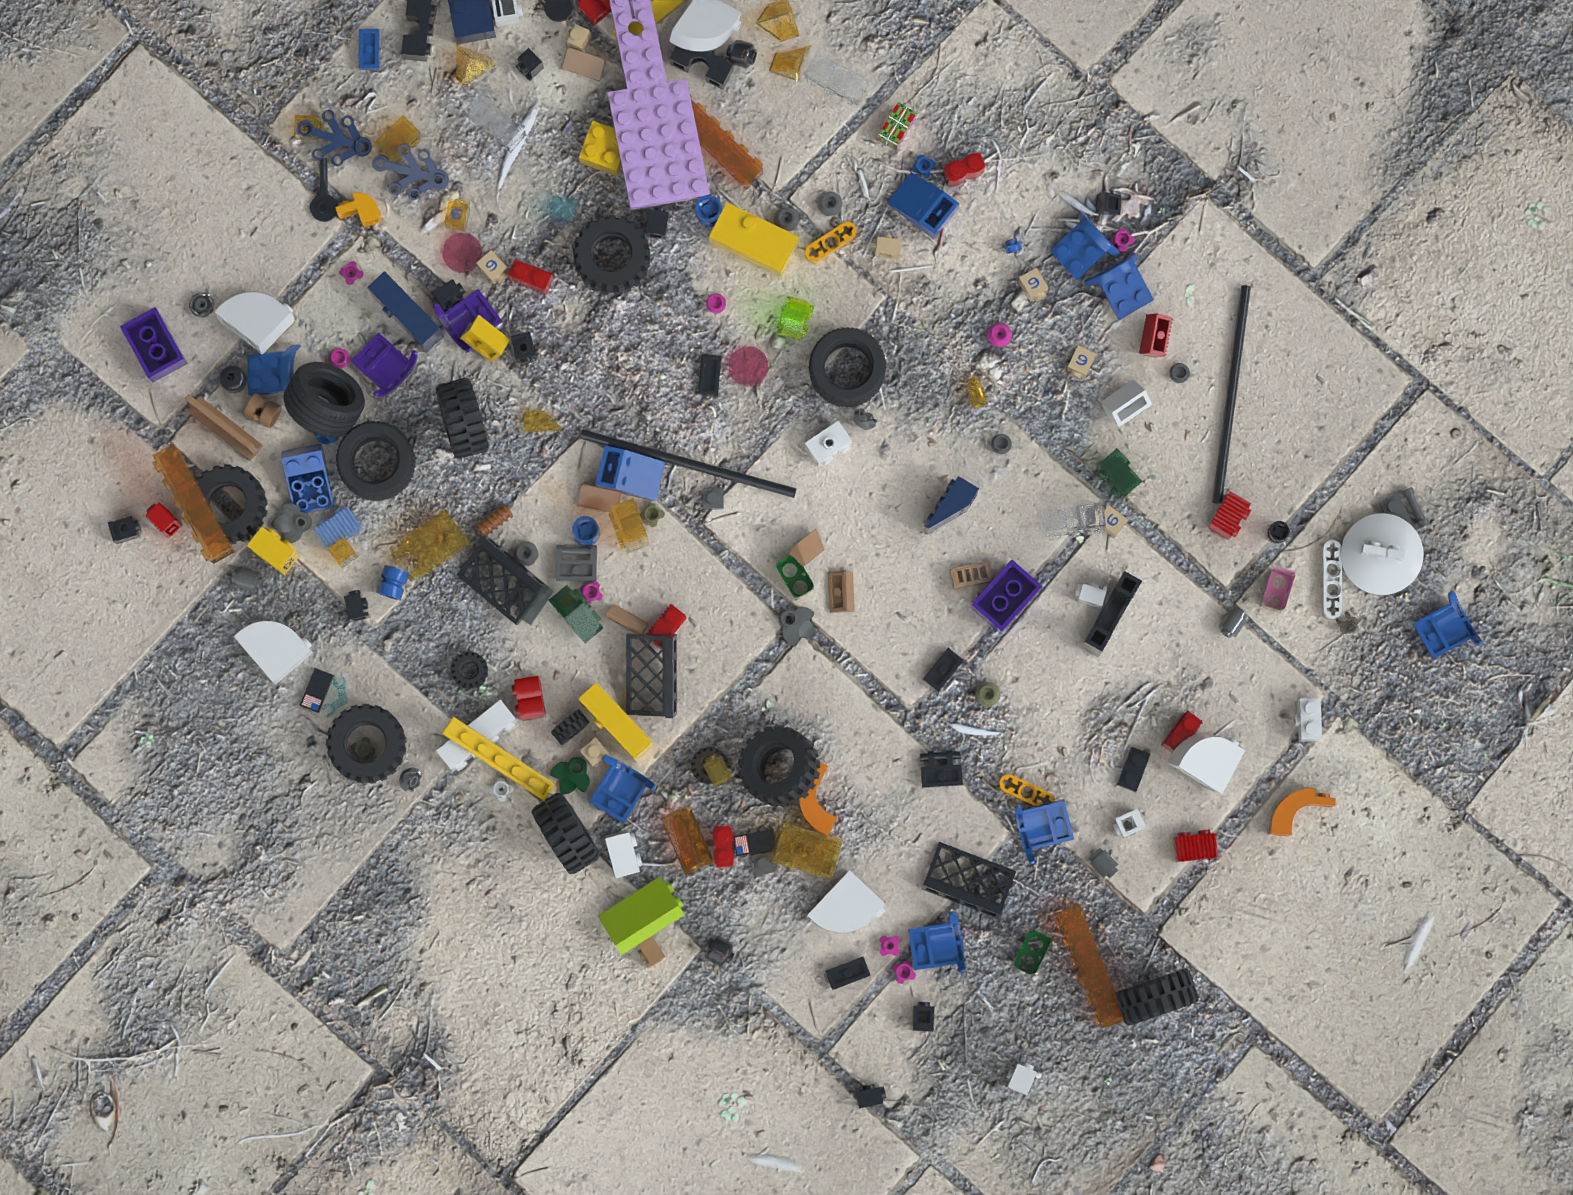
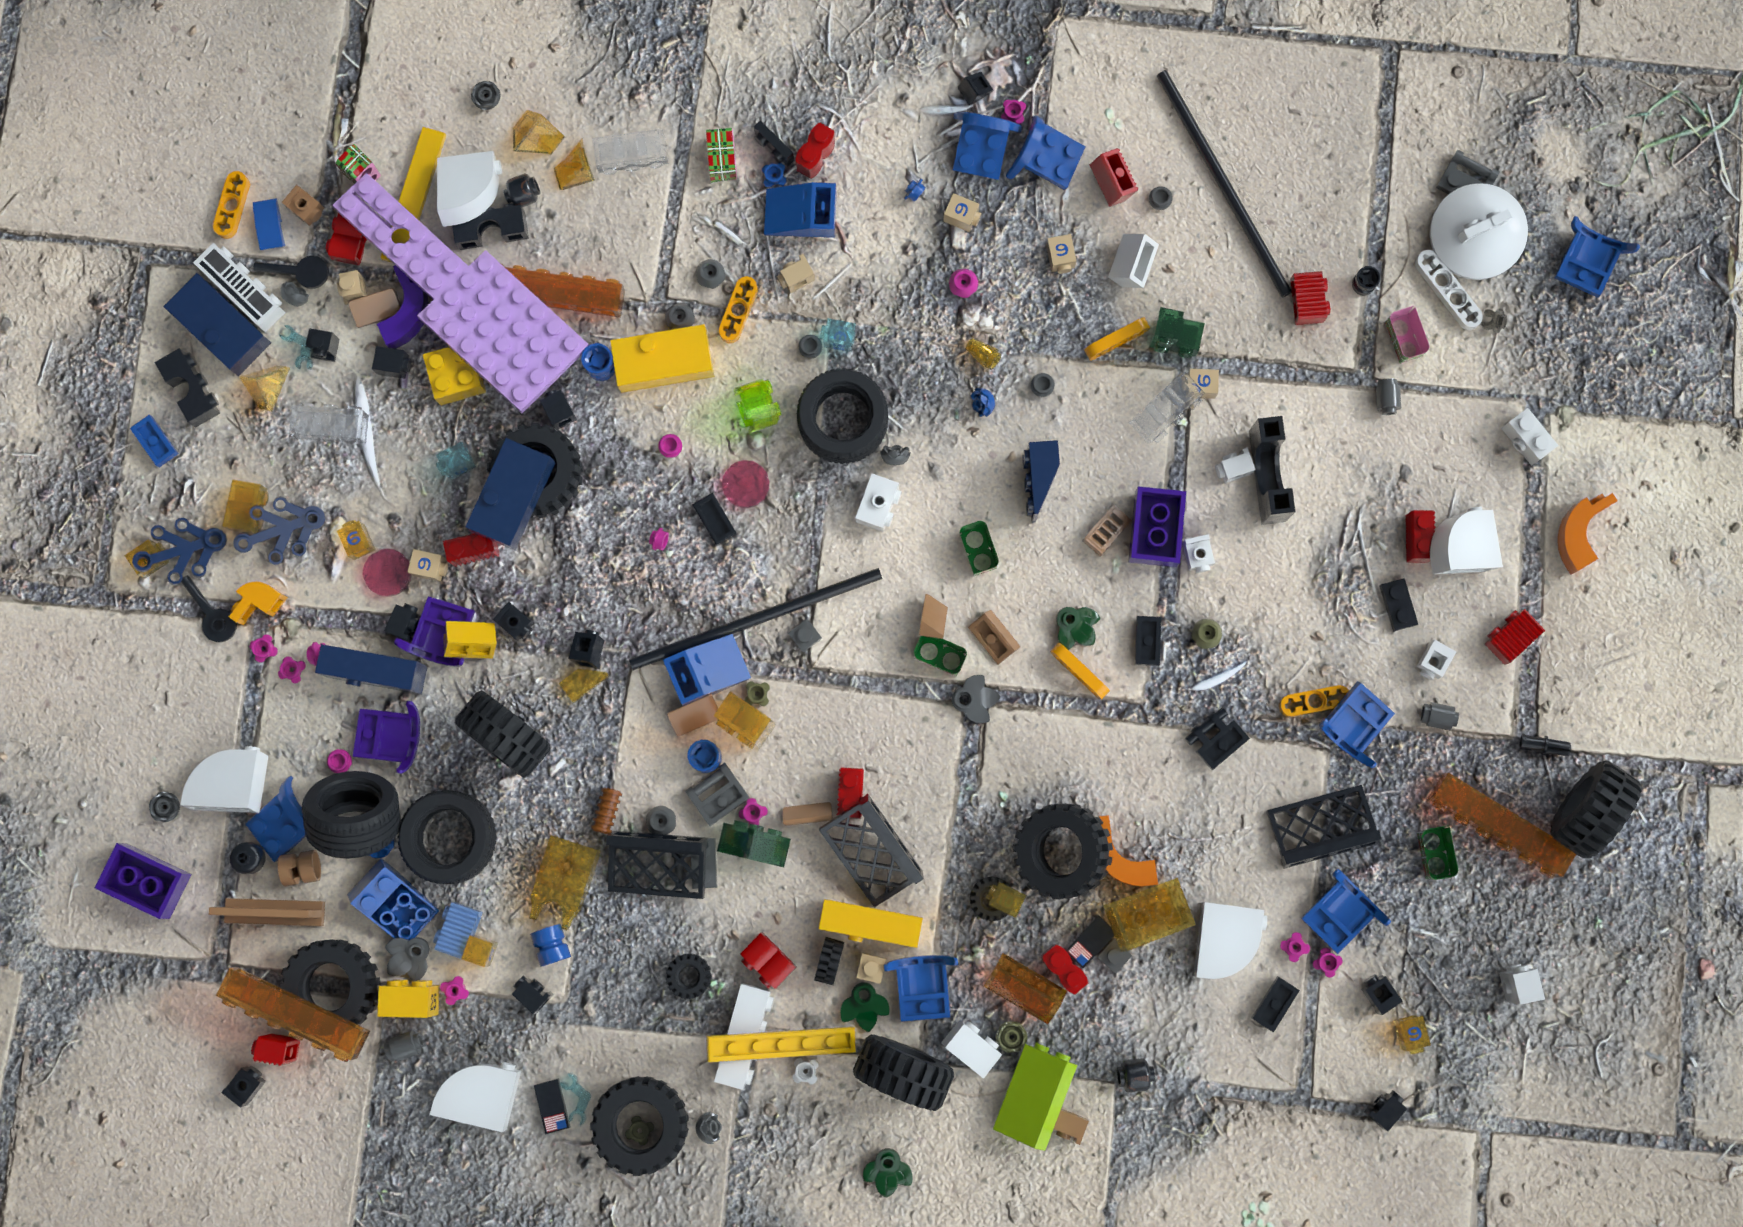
camera: 30 degrees left, 0 degrees up
(311, 571) = (461, 993): none -> dark pink plate
(337, 248) = (256, 647): none -> dark pink plate
(374, 272) = (313, 653): none -> dark pink plate
(505, 898) = (887, 1176): none -> dark green plate
(517, 50) = (301, 340): none -> clear light blue arm
(534, 15) = (293, 295): none -> dark grey plate
(559, 401) = (586, 649): none -> black brick
(567, 110) = (391, 362): none -> black brick
(582, 260) = (510, 494): none -> dark blue brick
(596, 89) = (405, 323): none -> dark purple arch
(650, 861) = (1015, 1044): none -> olive plate
(661, 362) = (659, 539): none -> dark pink plate
(861, 303) = (810, 346): none -> dark grey plate
(870, 525) = (982, 528): none -> green piece
(881, 656) = (1080, 671): none -> light orange beam
(886, 309) = (838, 335): none -> clear light blue brick
(903, 628) = (1080, 628): none -> dark green plate
(924, 1059) = (1412, 1033): none -> clear yellow brick
(939, 152) = (766, 137): none -> black plate
(951, 426) = (983, 402): none -> blue plate
(1021, 627) = (1193, 562): none -> white brick
(1075, 449) = (1117, 339): none -> light orange beam
(1161, 935) = (1544, 745): none -> black axle

